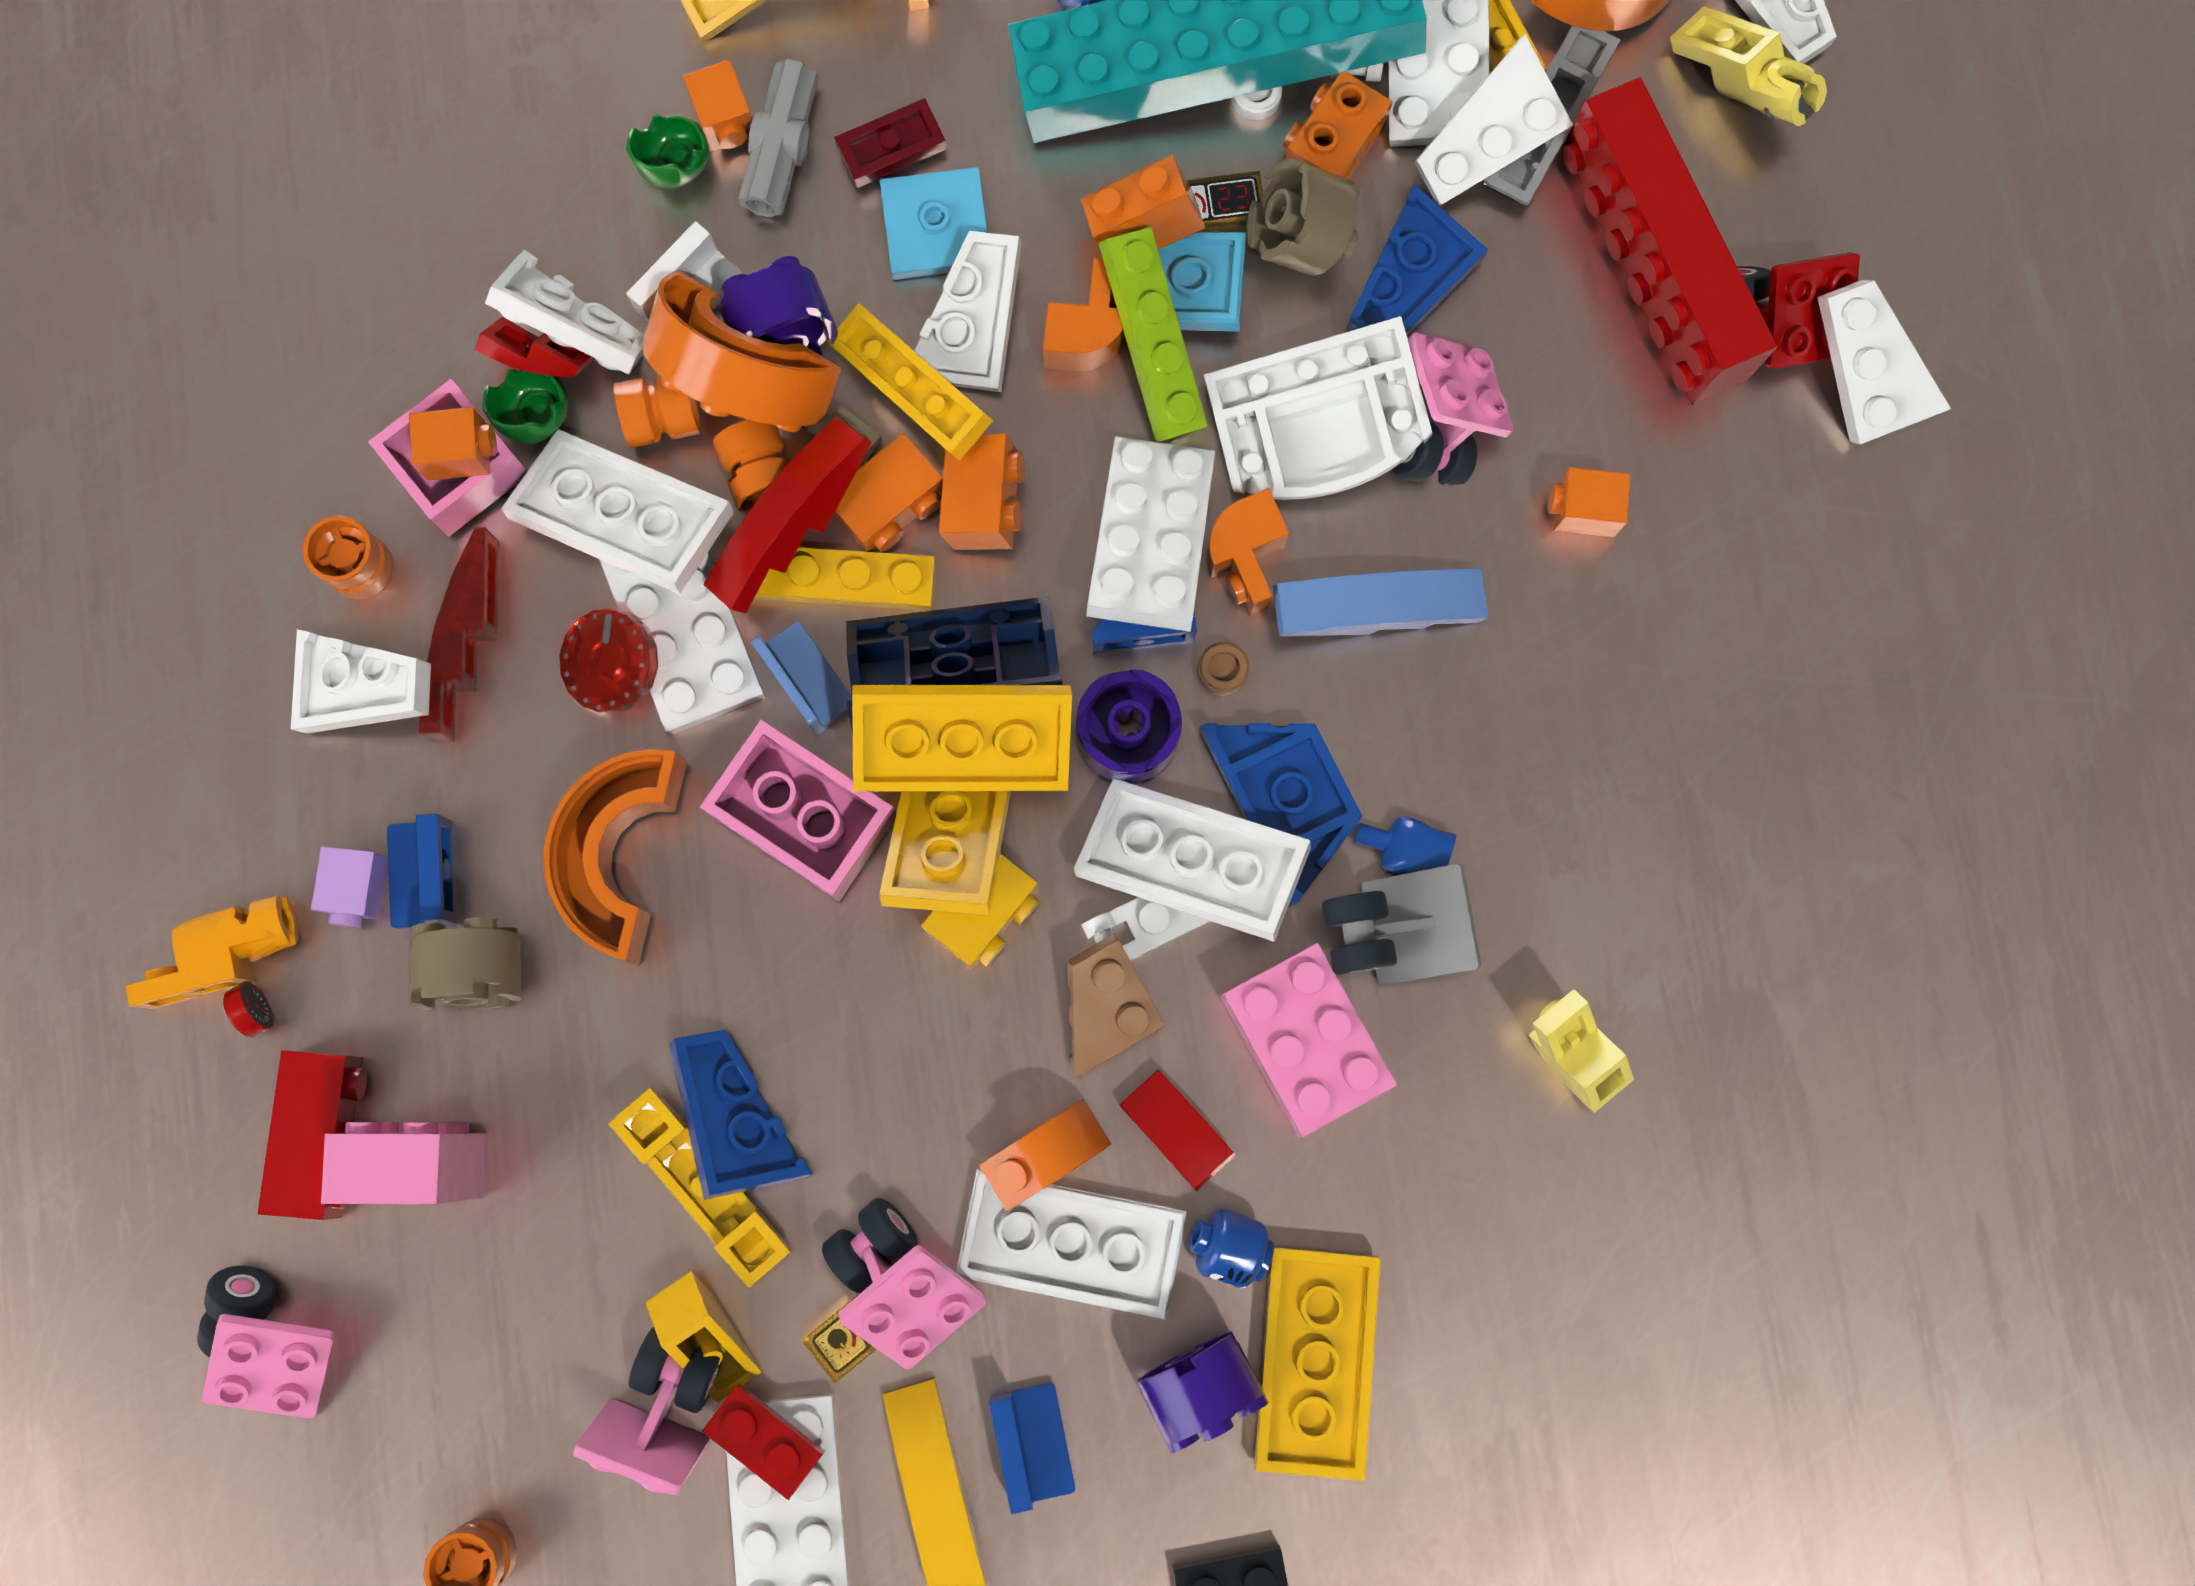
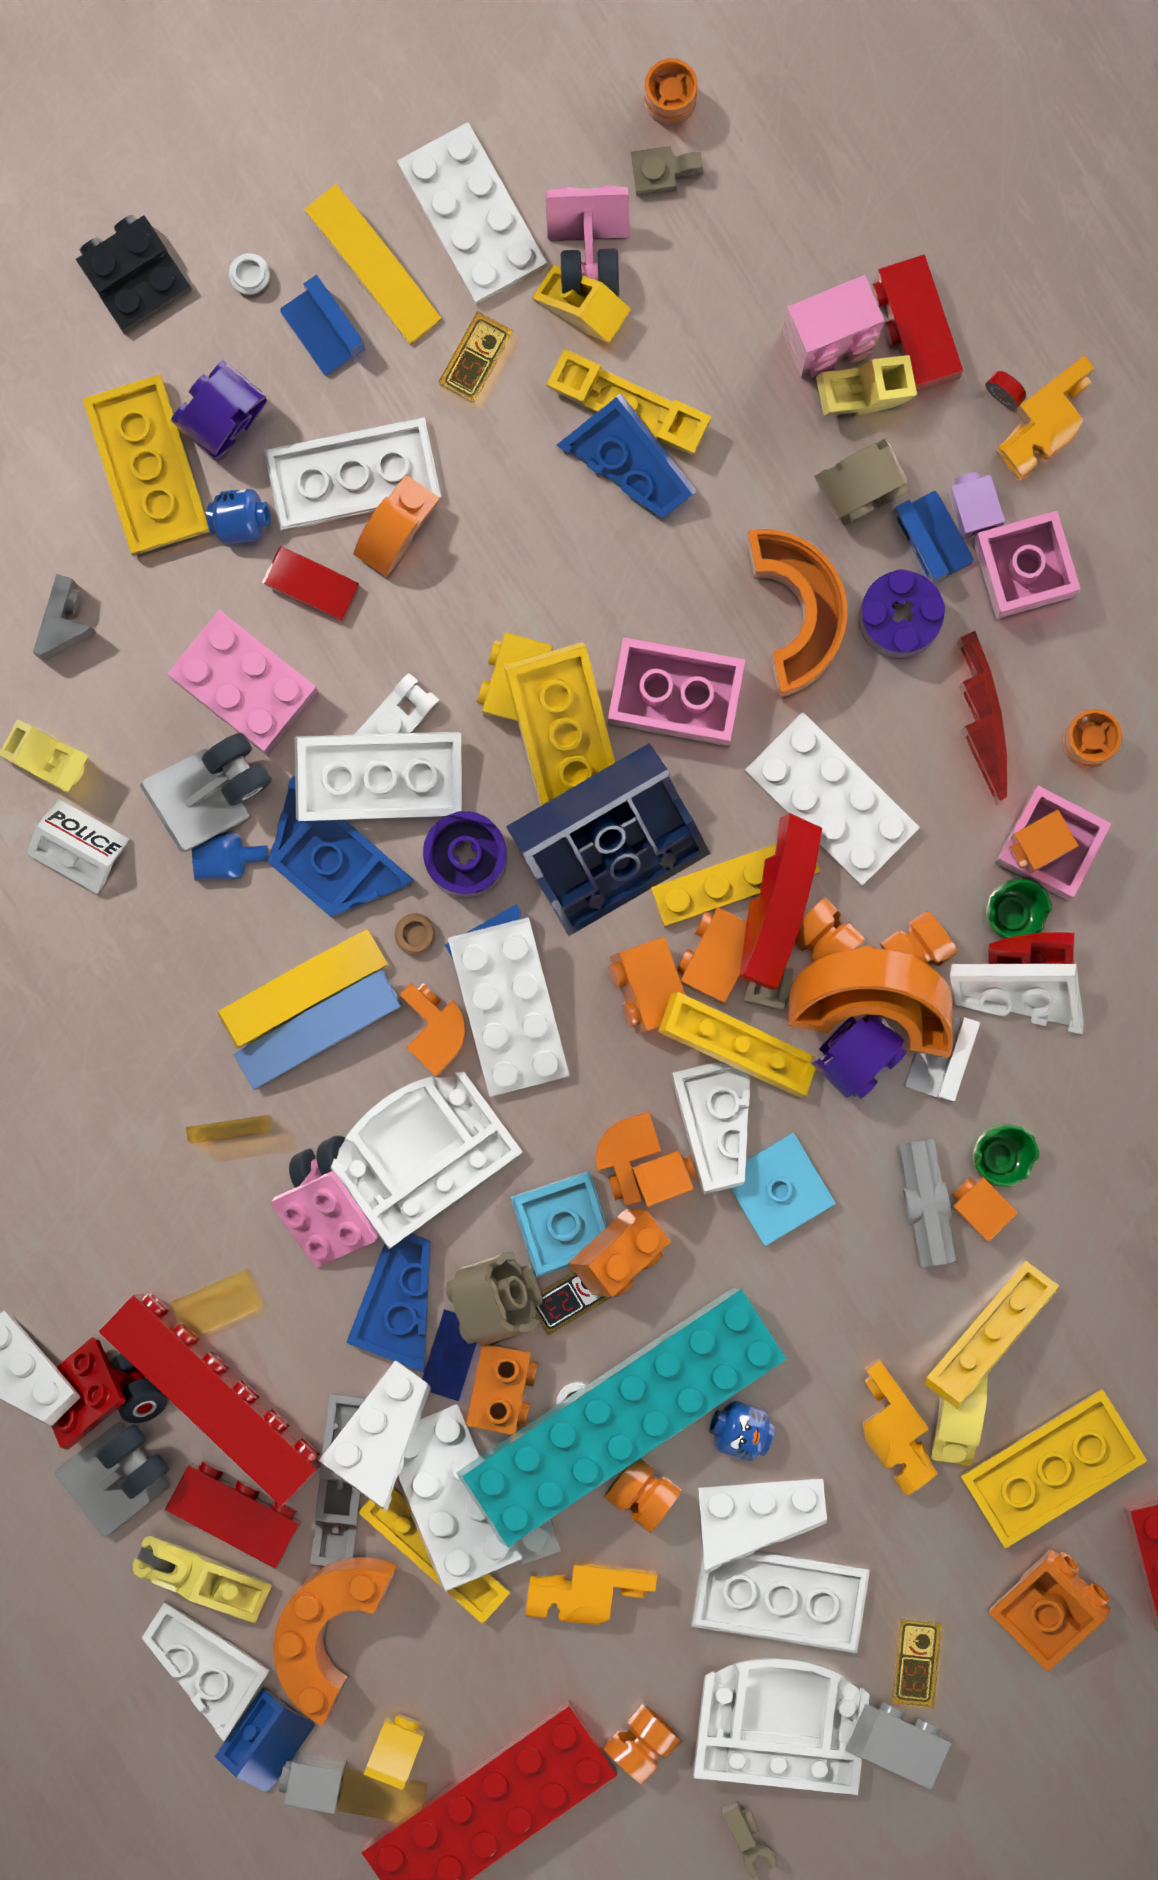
camera: 165 degrees right, 5 degrees up
(254, 1359) = (880, 158): bright pink plate -> none
(322, 786) = (1026, 564): none -> bright pink brick
(354, 685) = (1041, 647): white wing -> none
(404, 1080) = (867, 389): none -> light yellow brick
(470, 779) = (901, 590): none -> dark purple brick
(535, 1469) = (657, 169): none -> dark tan plate
(608, 660) = (867, 744): clear red tile -> none
(618, 511) = (909, 856): white plate -> none
(763, 1441) = (507, 251): red plate -> none
(805, 676) = (720, 795): medium blue panel -> none
(890, 143) = (840, 1236): dark red plate -> none
(903, 1305) = (449, 380): bright pink plate -> none
(961, 737) = (577, 782): yellow plate -> none
(1058, 271) = (665, 1177): none -> orange slope
(1094, 1553) = (249, 274): none -> white plate
(1106, 1005) = (396, 648): medium nougat wing -> none
(1153, 334) = (571, 1159): lime plate -> none
(1381, 656) = (301, 988): none -> yellow slope
(1383, 190) = (448, 1359): none -> clear blue plate
(1507, 1202) = (56, 631): none -> flat silver slope
(1527, 534) = (229, 1129): none -> clear yellow tile
(1578, 933) = (76, 845): none -> white panel
(1590, 502) = (192, 1174): orange brick -> none
(1612, 358) = (218, 1303): none -> clear yellow tile
(1702, 127) = (234, 1513): none -> red brick
(1802, 211) = (113, 1477): none -> light grey plate

